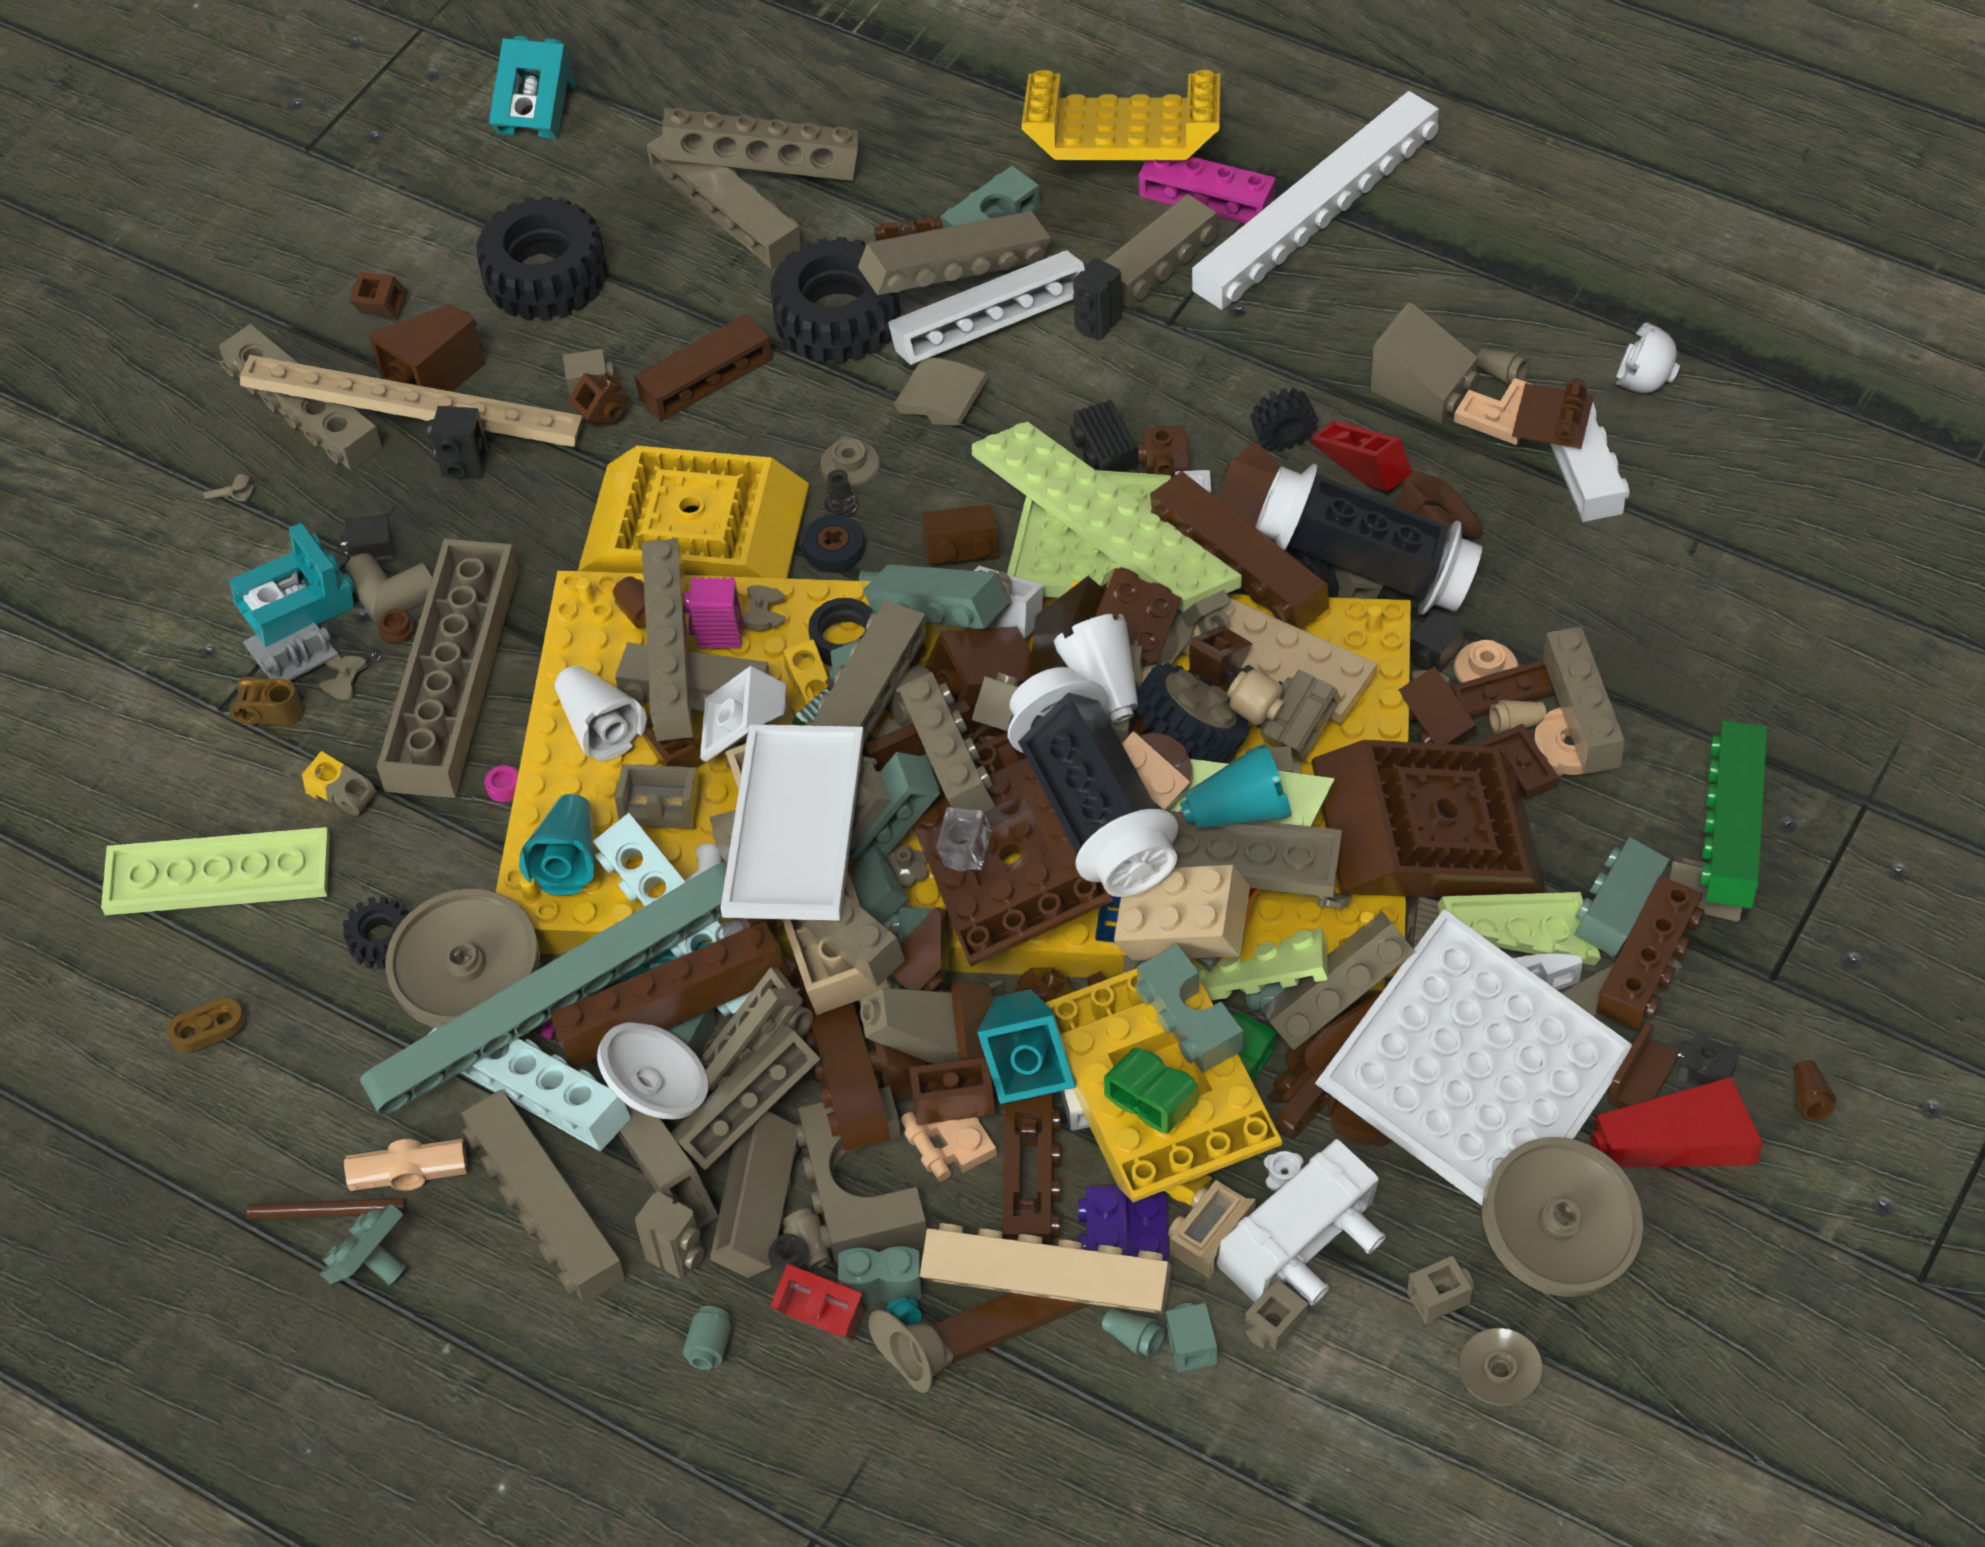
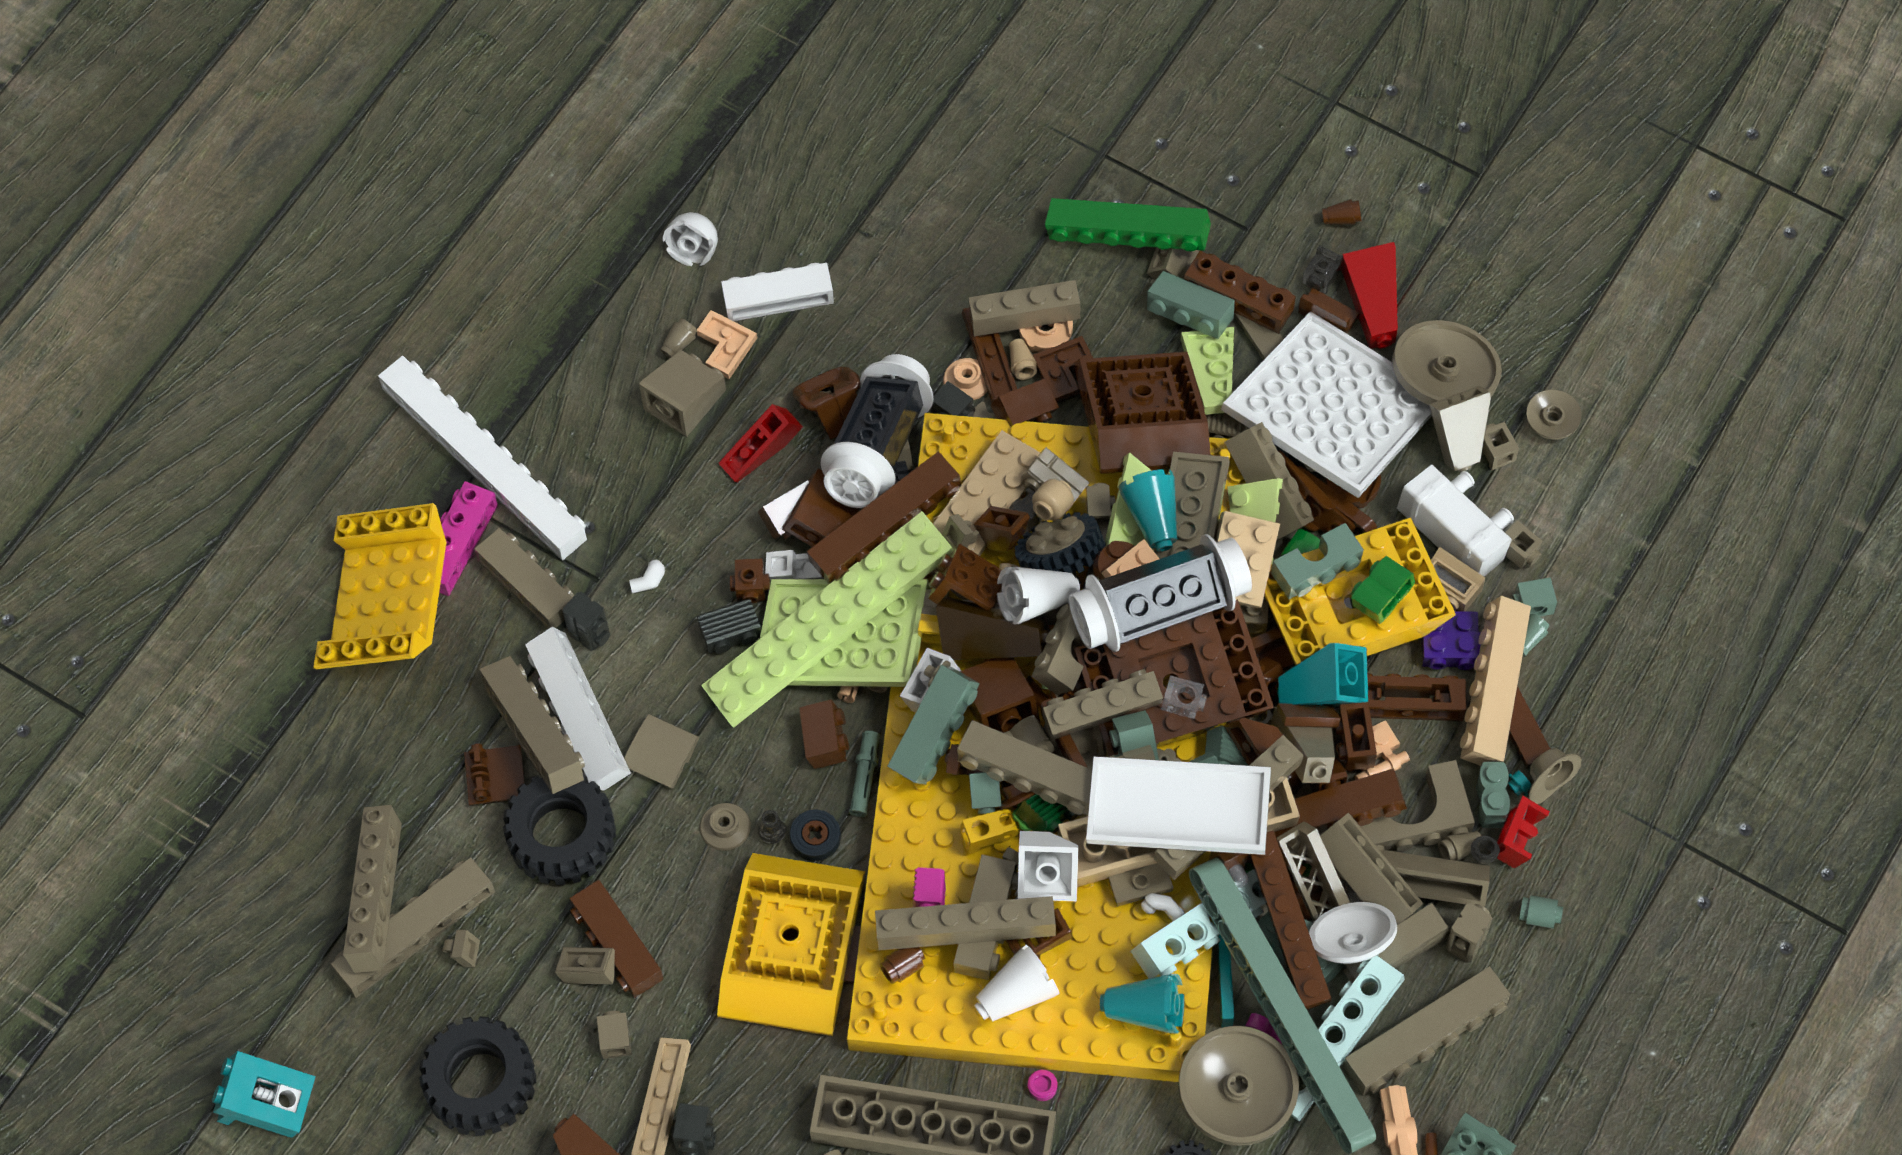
camera: 90 degrees left, 10 degrees up
(599, 398) = (649, 1019): reddish brown brick -> none
(658, 795) = (1096, 939): dark tan window -> none
(668, 338) = (586, 965): none -> dark tan slope
(696, 240) = (463, 948): none -> dark tan tile
(758, 616) = (898, 871): dark tan piece -> none
(831, 613) = (943, 784): black tyre -> none
(1002, 196) = (445, 692): sand green arch -> none
(1168, 366) = (650, 579): none -> white arm
(1284, 419) = (729, 491): black tyre -> none
(1450, 1221) = (1461, 426): none -> slope
(1553, 968) = (1248, 357): white slope -> none
(1554, 414) = (752, 301): reddish brown hinge -> none

